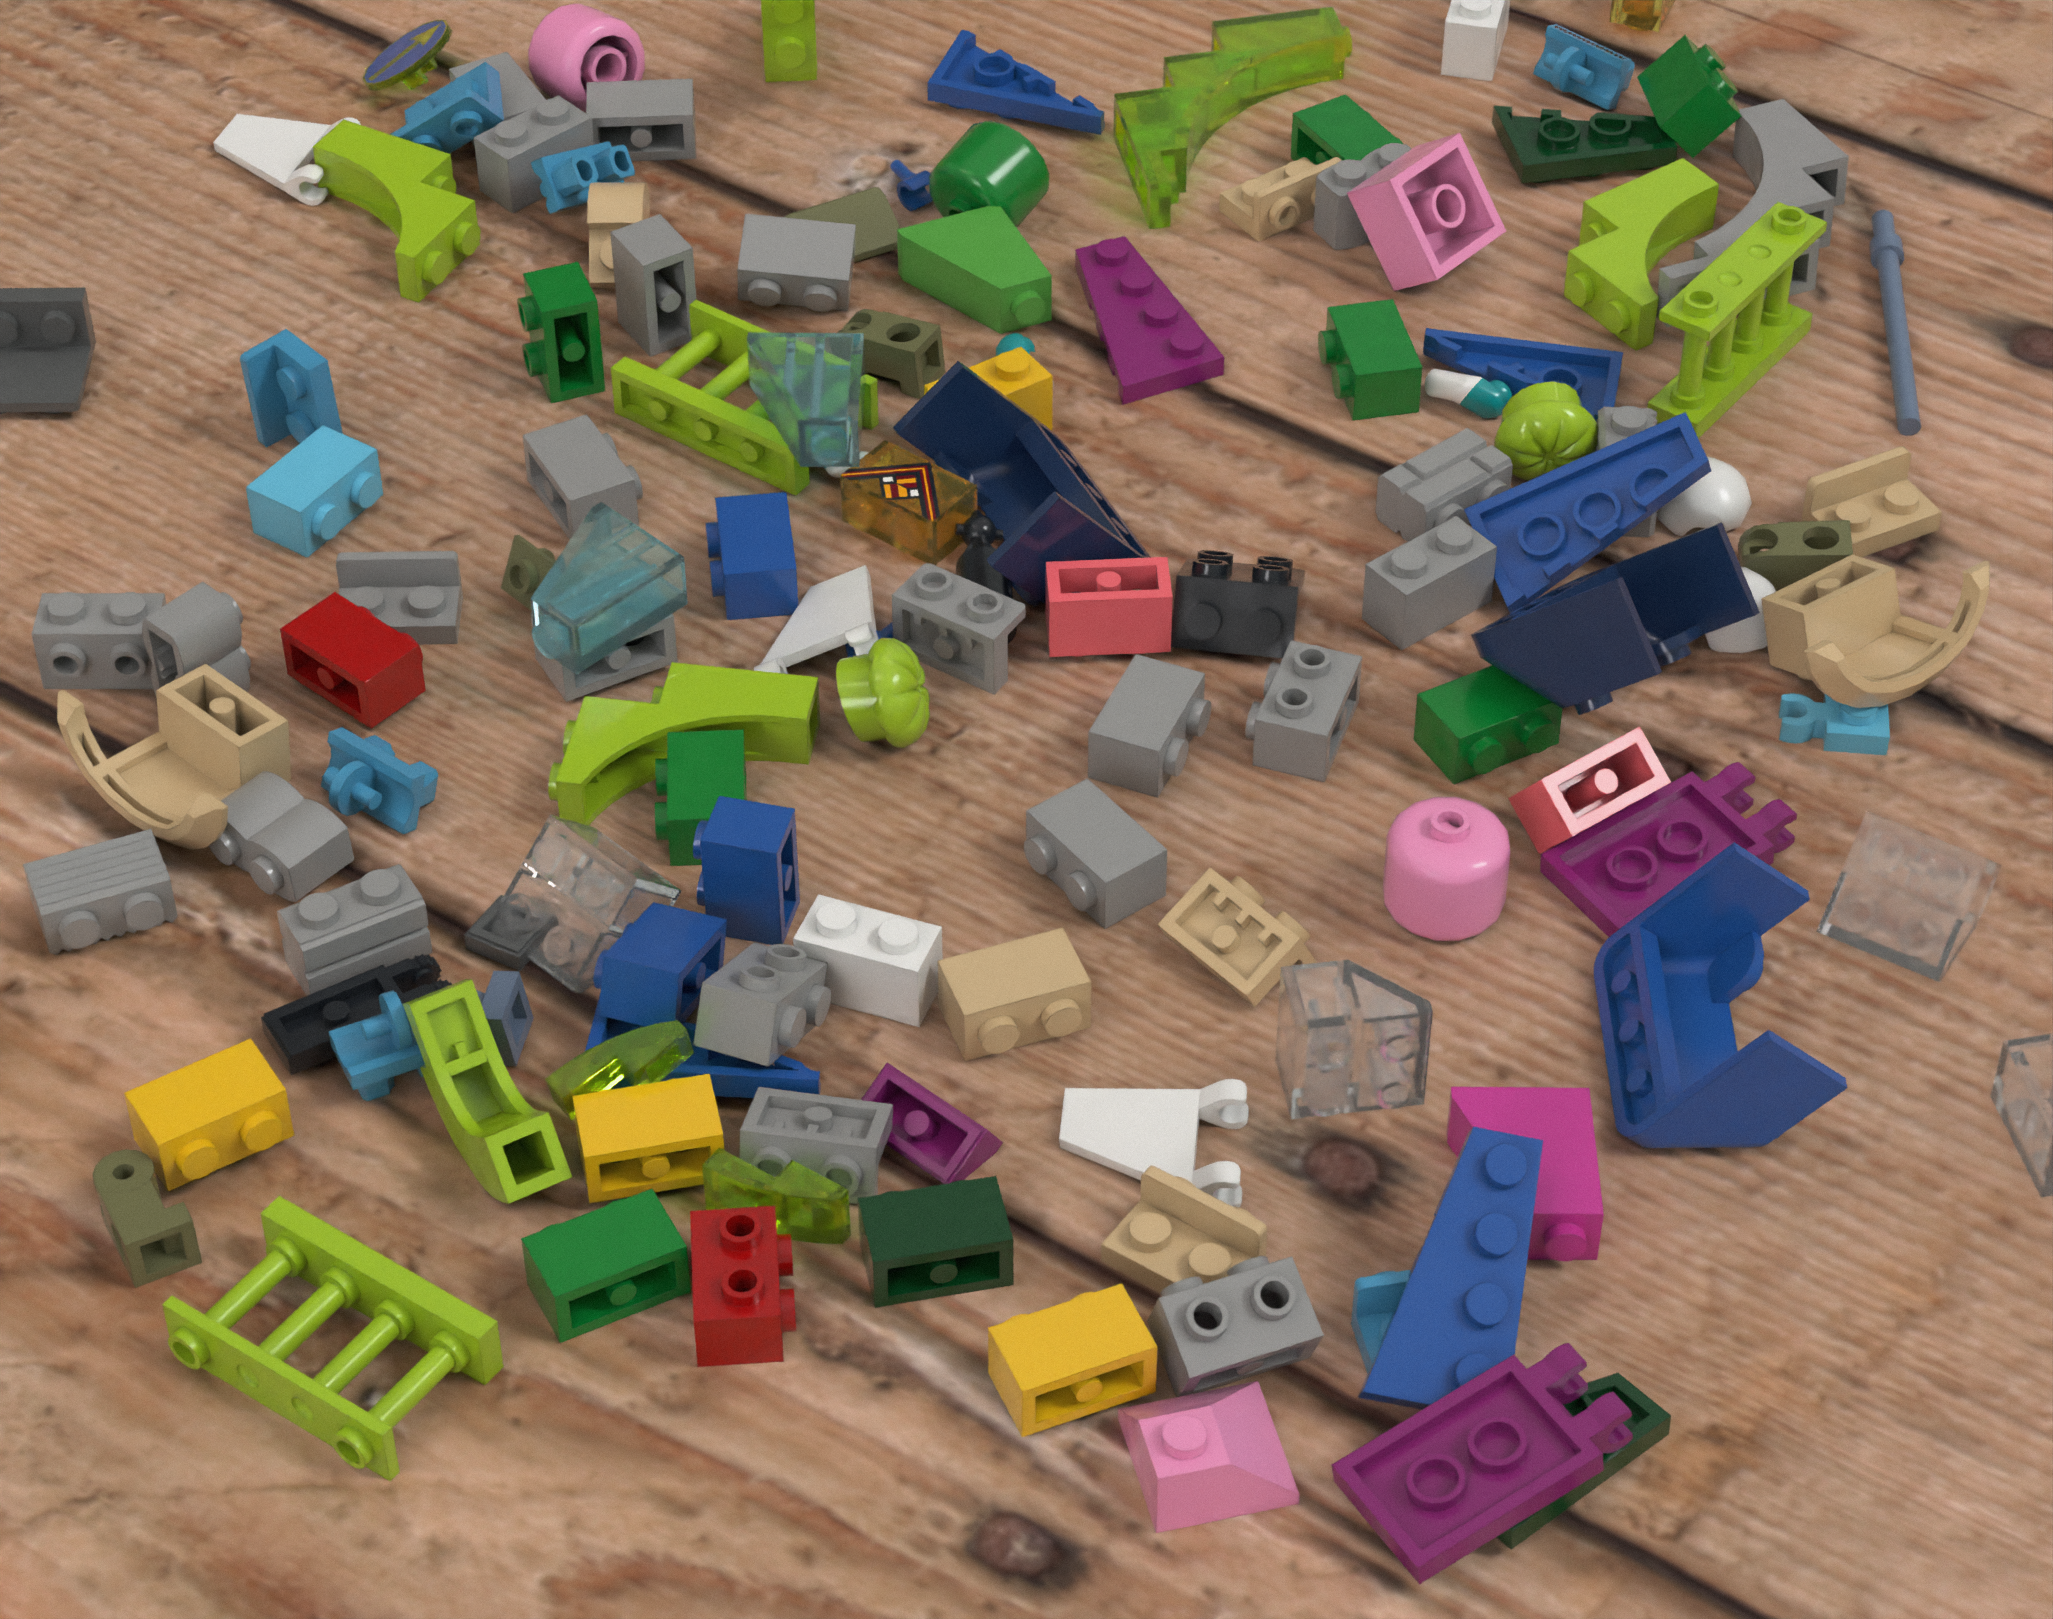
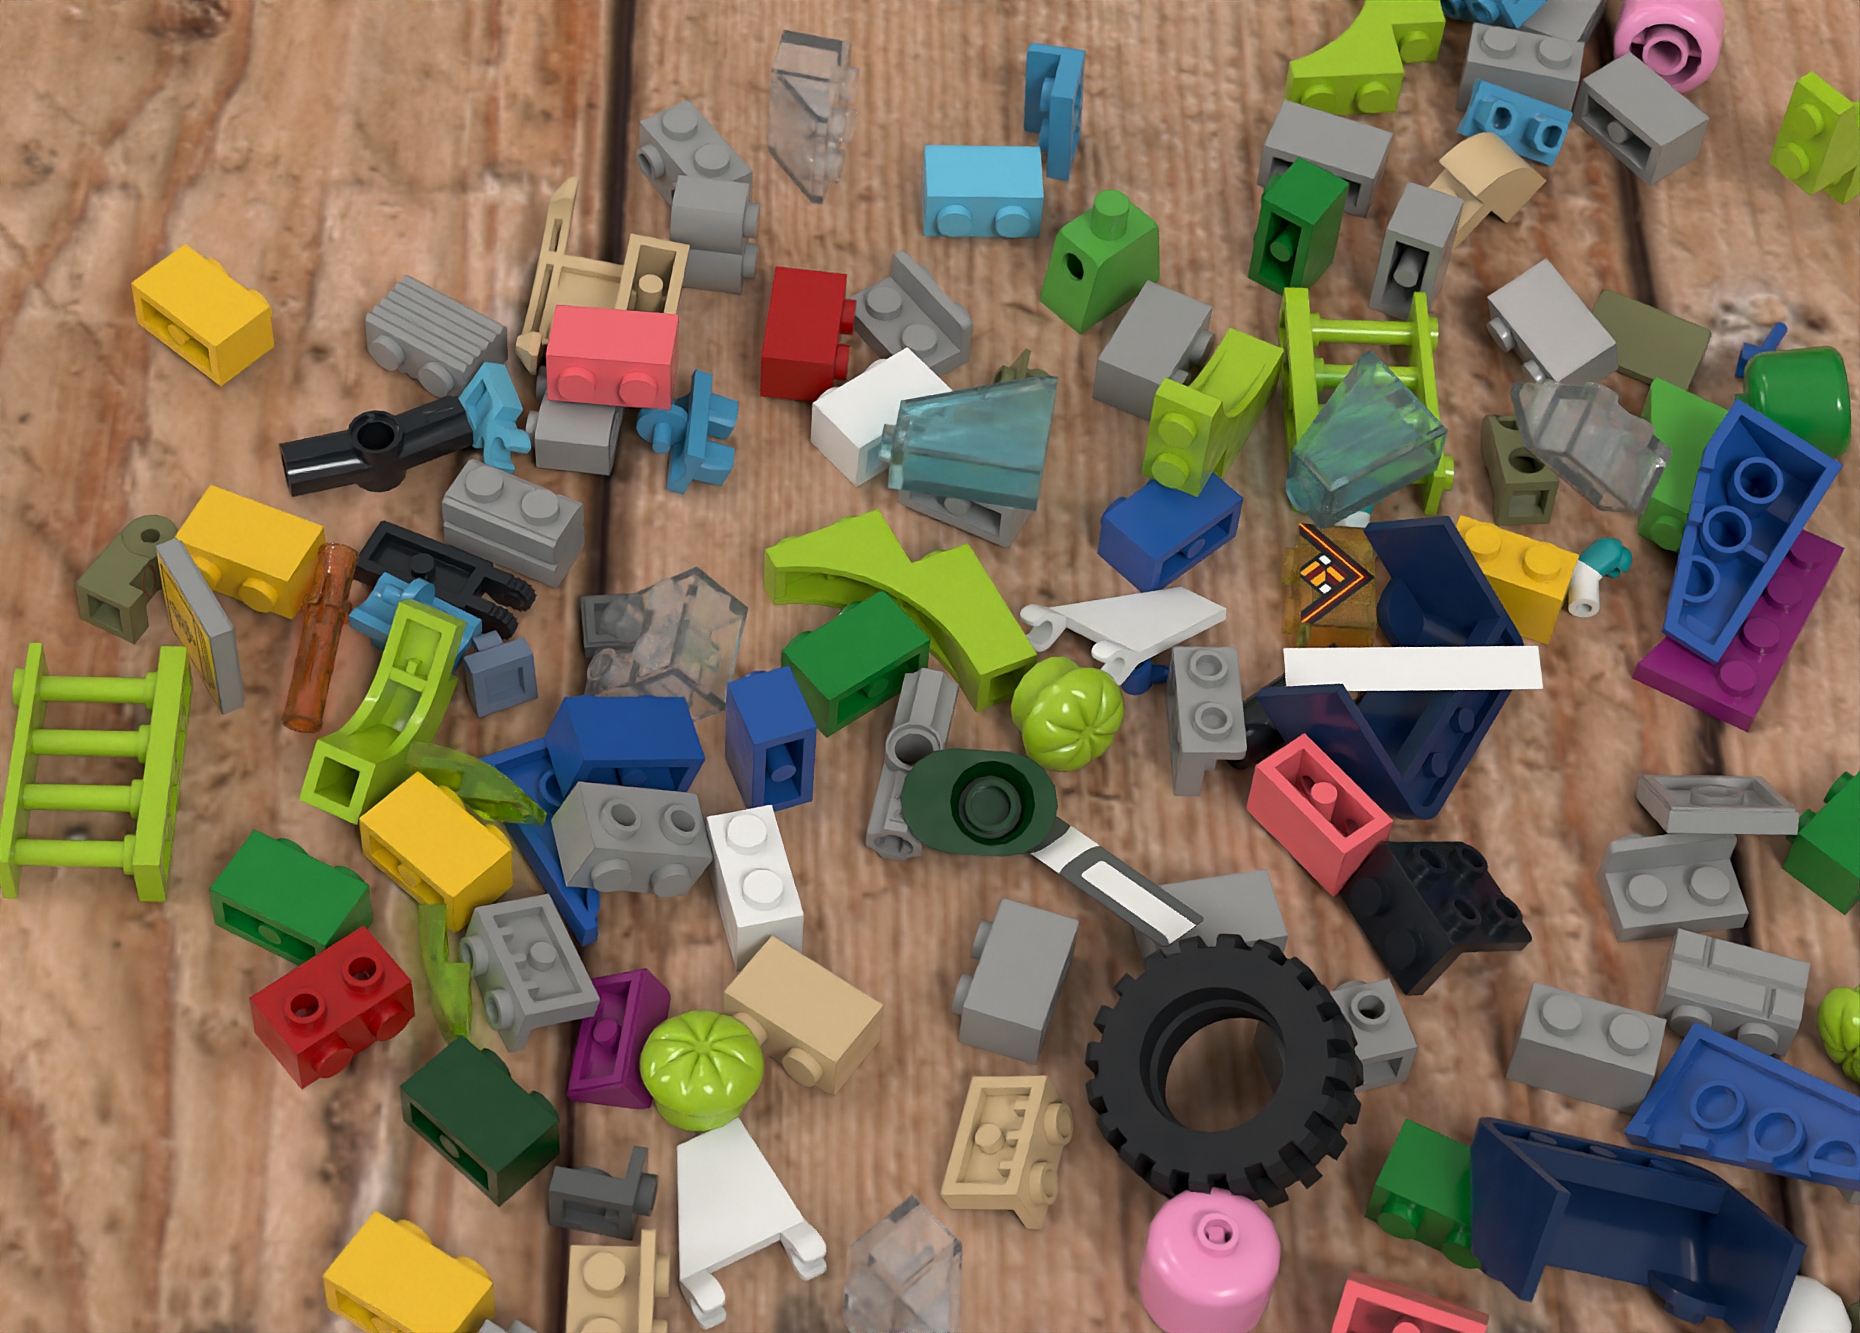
camera: 50 degrees right, 10 degrees up
(132, 530) = (811, 110): none -> clear slope
(177, 987) = (376, 448): none -> black piece
(218, 892) = (492, 413): none -> medium azure plate
(249, 1163) = (201, 625): none -> light grey tile
(278, 761) = (612, 357): none -> coral brick
(325, 1095) = (325, 614): none -> clear orange pin
(469, 432) = (1101, 261): none -> bright green torso
(476, 660) = (852, 417): none -> white brick
(480, 294) = (1332, 143): none -> light grey brick
(693, 473) = (1208, 422): none -> lime arch
(838, 812) = (918, 729): none -> light grey piece
(924, 780) = (979, 802): none -> dark green piece
(930, 281) = (1591, 442): none -> clear slope
(1015, 1076) = (701, 1069): none -> lime piece
(1032, 485) = (1416, 668): none -> white sticker
(1052, 750) = (1115, 884): none -> sticker
(1078, 244) = (1743, 517): none -> blue wedge
(1079, 1200) = (603, 1204): none -> dark grey bracket
(1290, 405) = (1716, 804): none -> light grey tile
(1323, 474) = (1670, 884): none -> light grey bracket
(1323, 681) = (1174, 1003): none -> black tyre

